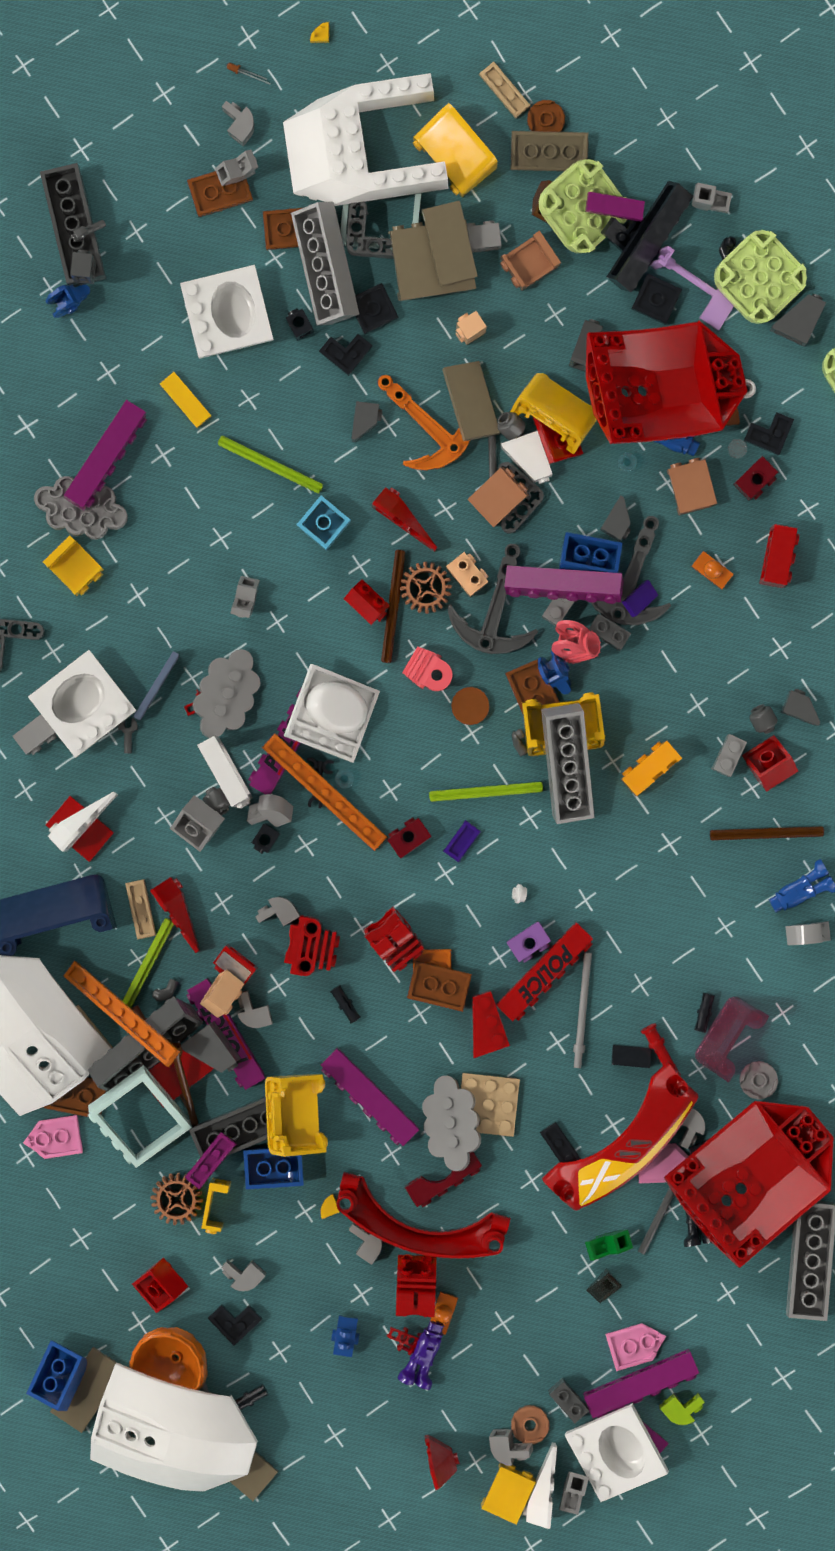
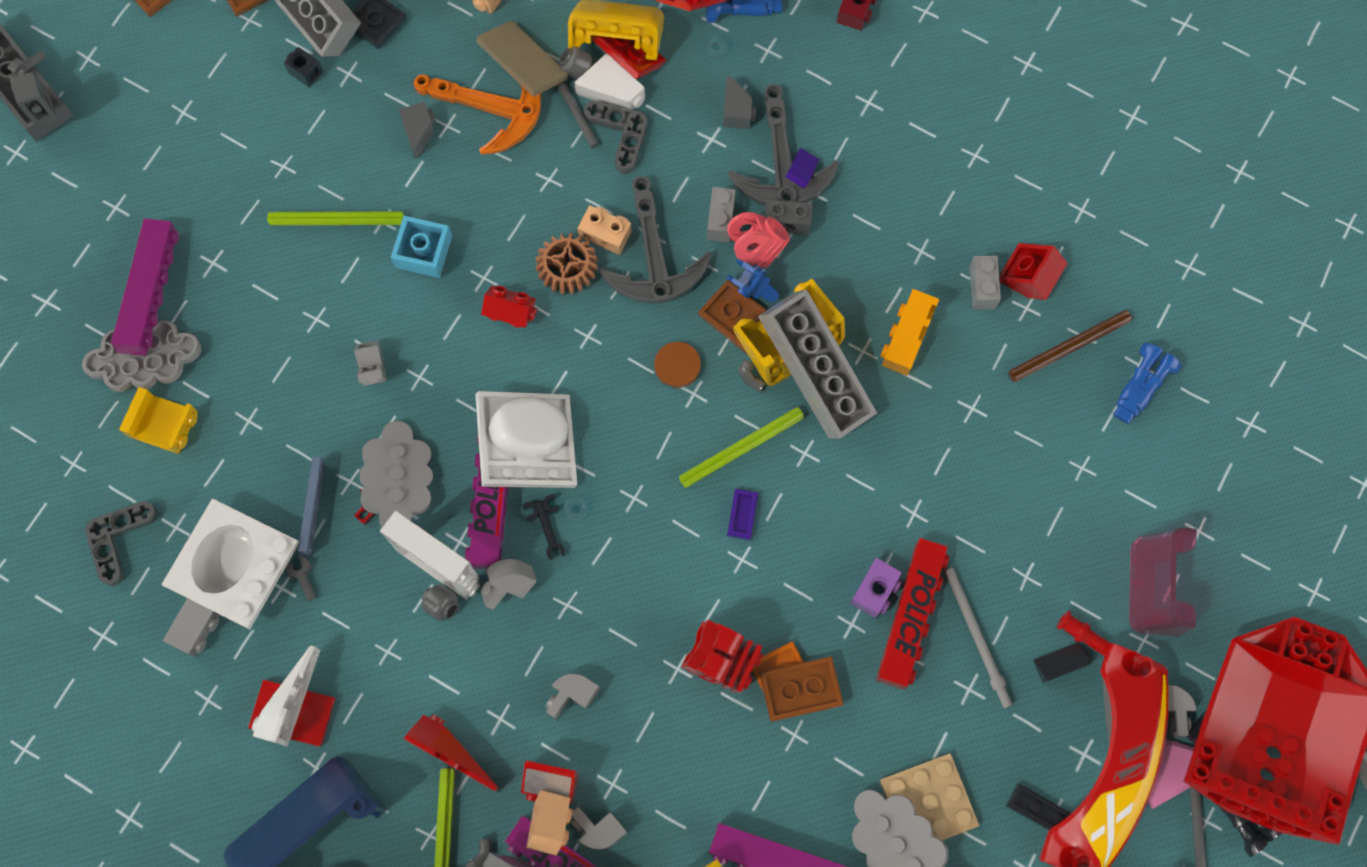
camera: 25 degrees left, 15 degrees down
(67, 298) = (35, 148): blue hinge -> none
(140, 909) = (406, 773): tan tile -> none
(185, 399) = (213, 195): yellow tile -> none
(197, 823) = (427, 635): light grey brick -> none
(226, 311) = (216, 83): white piece -> none
(273, 834) = (516, 607): black brick -> none
(310, 946) = (628, 715): red piece -> none
(324, 792) = (559, 531): orange tile -> none
(345, 1004) = (702, 766): black pin -> none
(346, 358) = (367, 78): black plate -> none
(393, 608) = (541, 301): reddish brown axle -> none
(394, 509) = (495, 201): red wedge -> none
(420, 835) = (680, 551): dark red brick -> none
(422, 665) = (604, 345): coral piece -> none
(487, 1025) = (880, 707): red wedge -> none
(498, 496) = (598, 135): nougat panel -> none
(519, 893) = (837, 539): white plate -> none
(564, 584) = (714, 182): magenta brick -> none
(589, 554) = (727, 151): blue brick -> none
(692, 486) = (797, 38): nougat panel -> none
(704, 1012) = (1115, 571): black pin -> none
(712, 570) = (862, 110): orange tile -> none
(758, 1080) = (1218, 618): light grey tile -> none
(763, 719) = (999, 229): dark grey head -> none
(779, 556) = (924, 60): red brick -> none
(800, 707) = (1032, 200): dark grey slope -> none
(808, 933) = (1176, 427): light grey brick -> none

